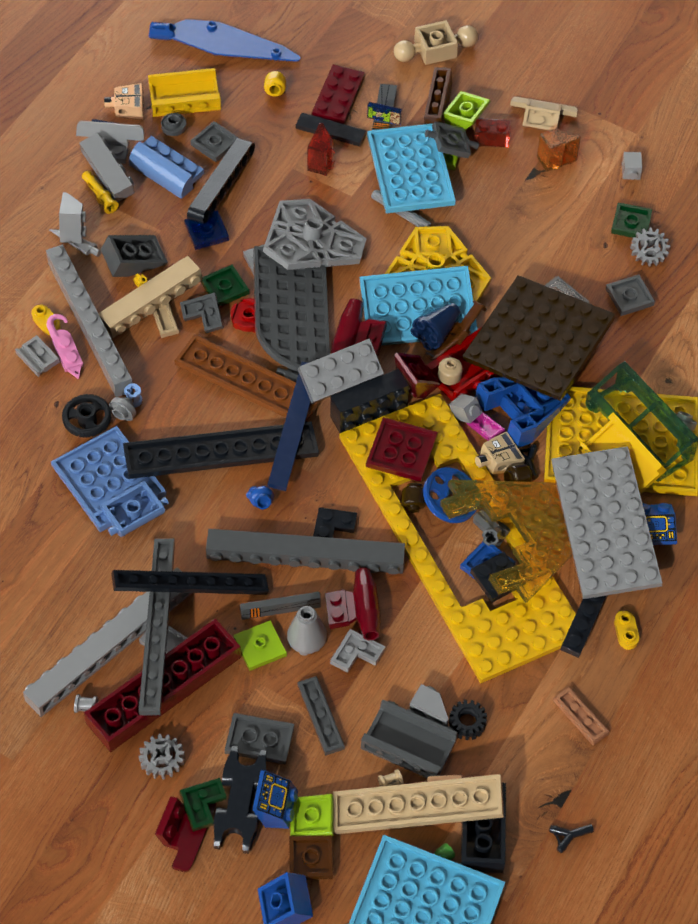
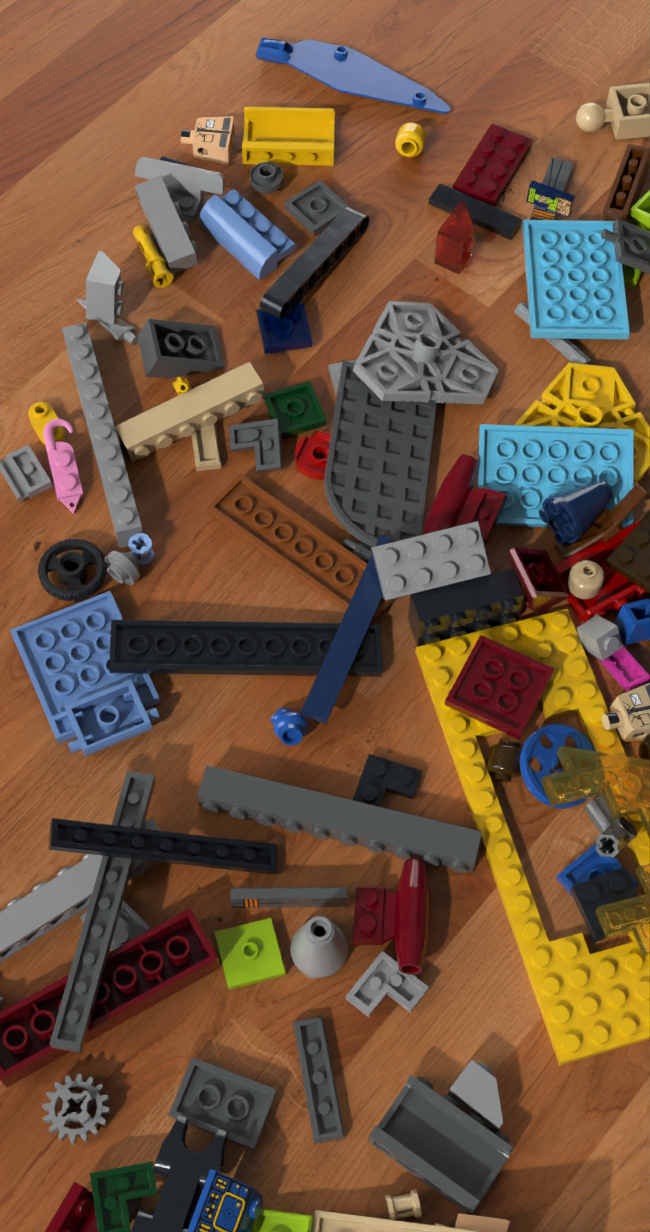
camera: 10 degrees right, 5 degrees up
(474, 710) = (549, 1117): black tyre -> none

